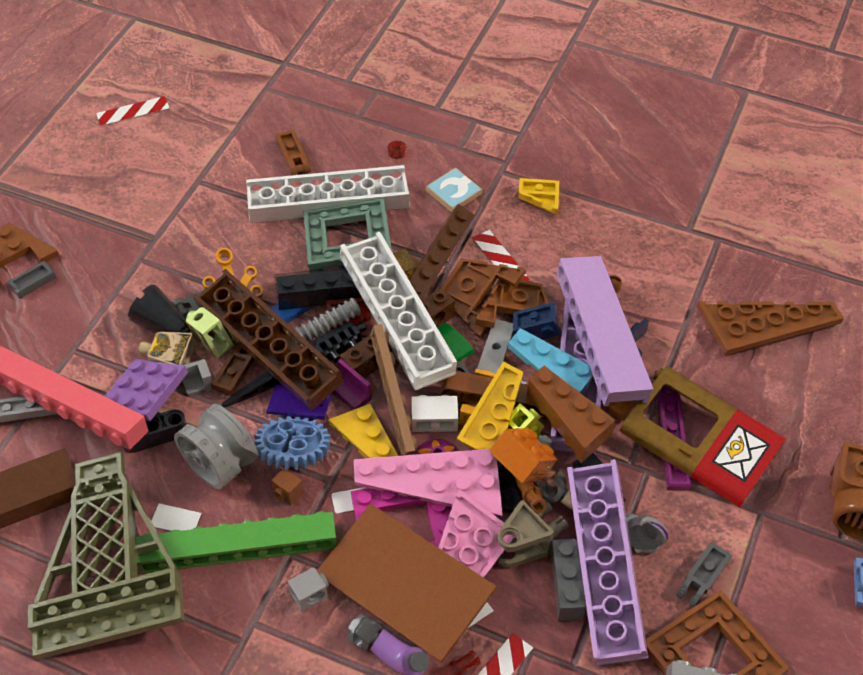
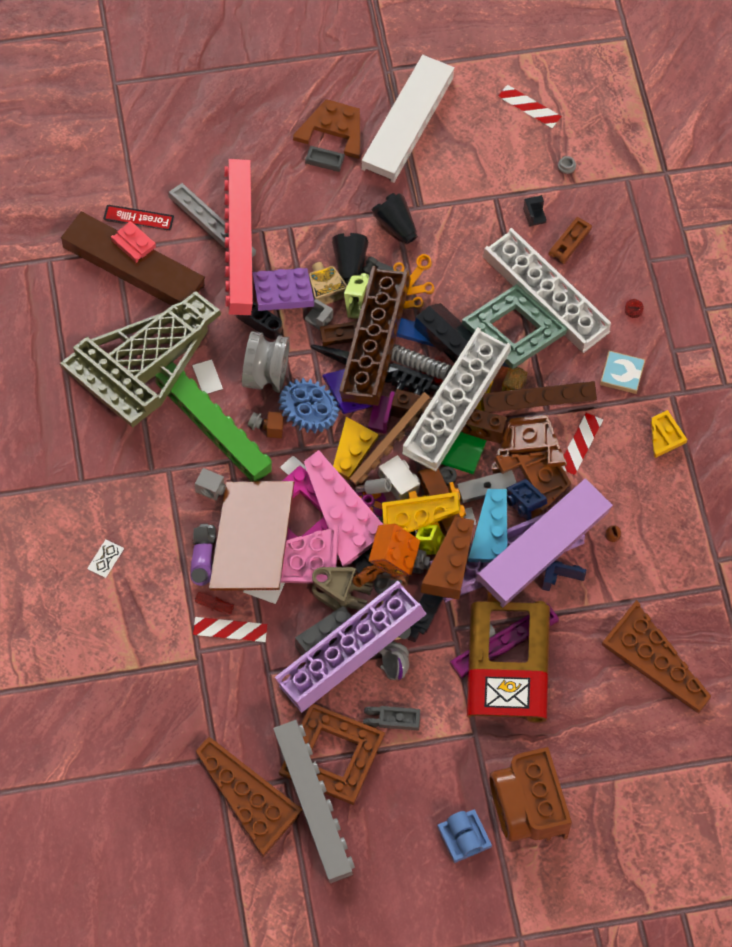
camera: 55 degrees right, 10 degrees up
(58, 193) = (408, 118): none -> white tile
(154, 256) = (396, 217): none -> black cone
(216, 115) = (567, 165): none -> light grey plate
(238, 162) = (534, 210): none -> black panel
(267, 502) = (255, 421): none -> light grey plate
(430, 435) = (375, 486): none -> light grey piece

